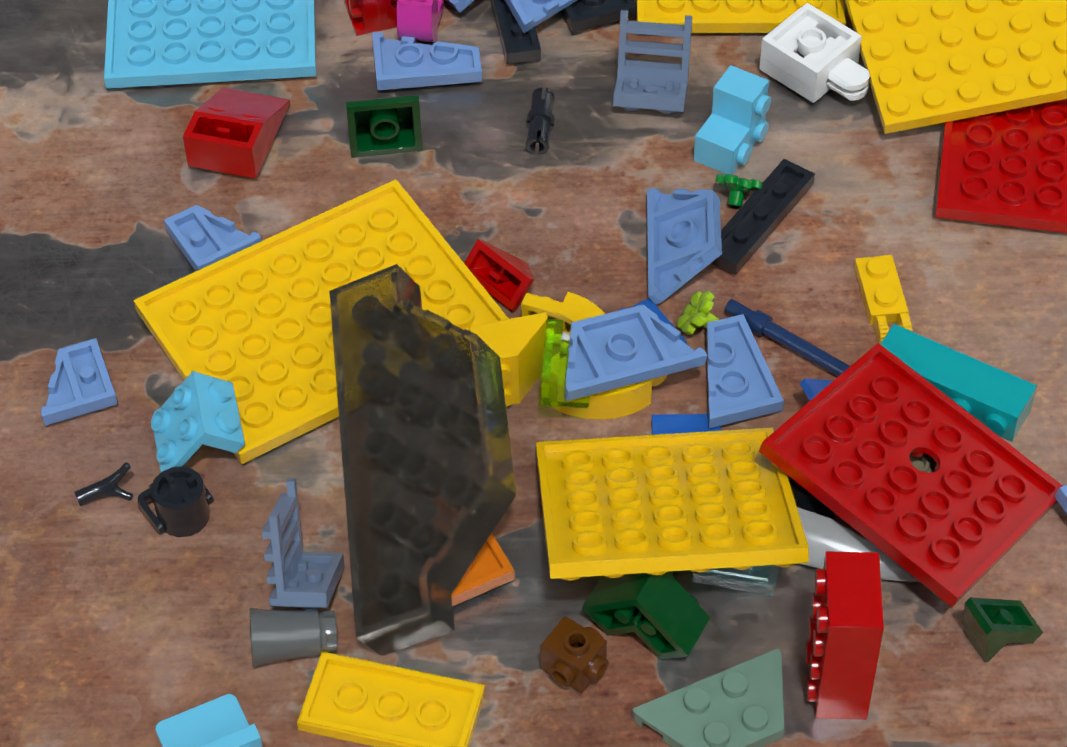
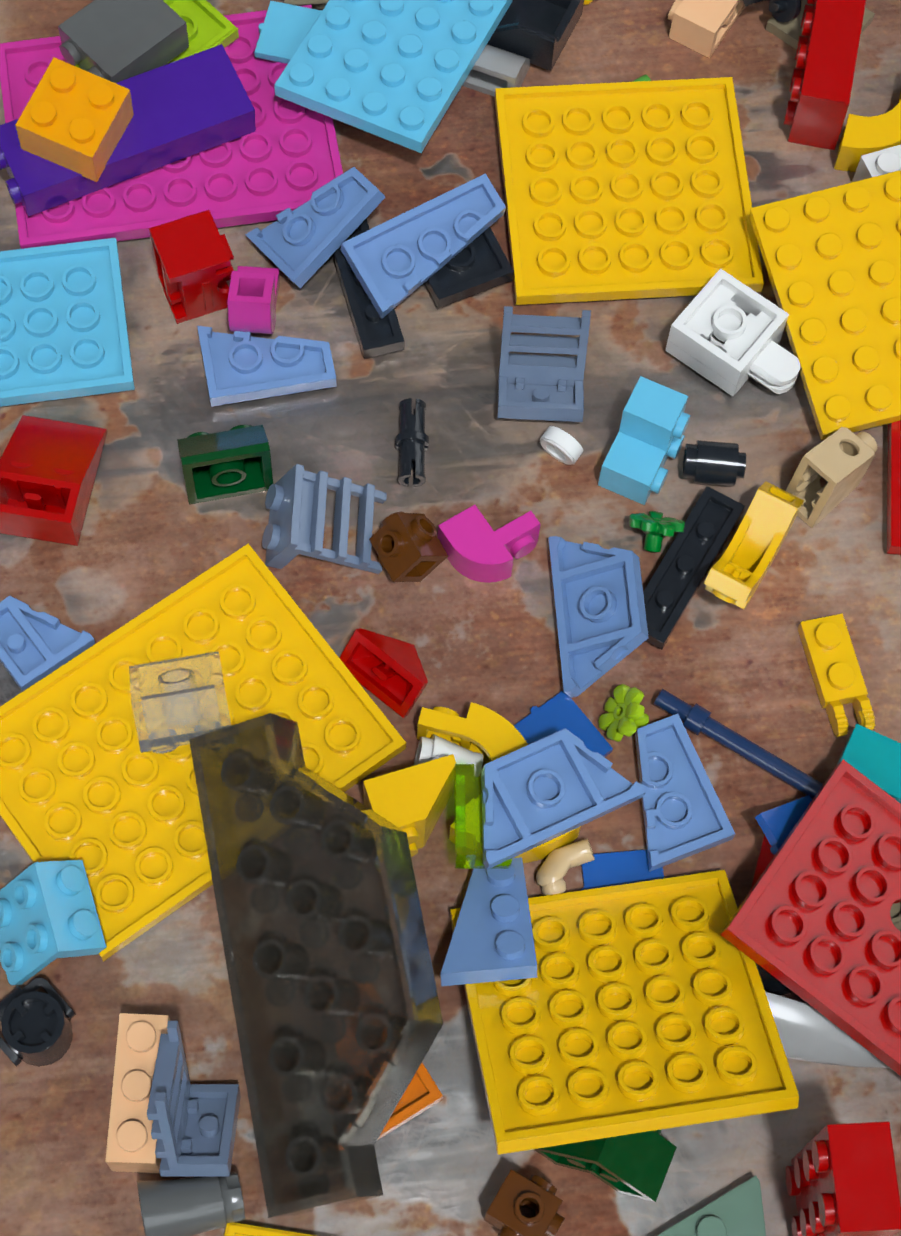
camera: 10 degrees left, 15 degrees up
(247, 574) = (129, 1131): none -> light nougat brick
(315, 274) = (178, 700): none -> clear slope
(440, 161) = (298, 519): none -> sand blue plate
(528, 186) = (408, 546): none -> reddish brown brick
(567, 449) = (492, 930): none -> medium blue wing
(594, 196) = (485, 553): none -> dark pink brick
(635, 414) = (559, 862): none -> tan arm
(664, 126) = (561, 445): none -> white tile
(791, 143) = (713, 463): none -> black brick
(820, 202) = (754, 545): none -> yellow arch
(887, 153) = (841, 462): none -> tan torso

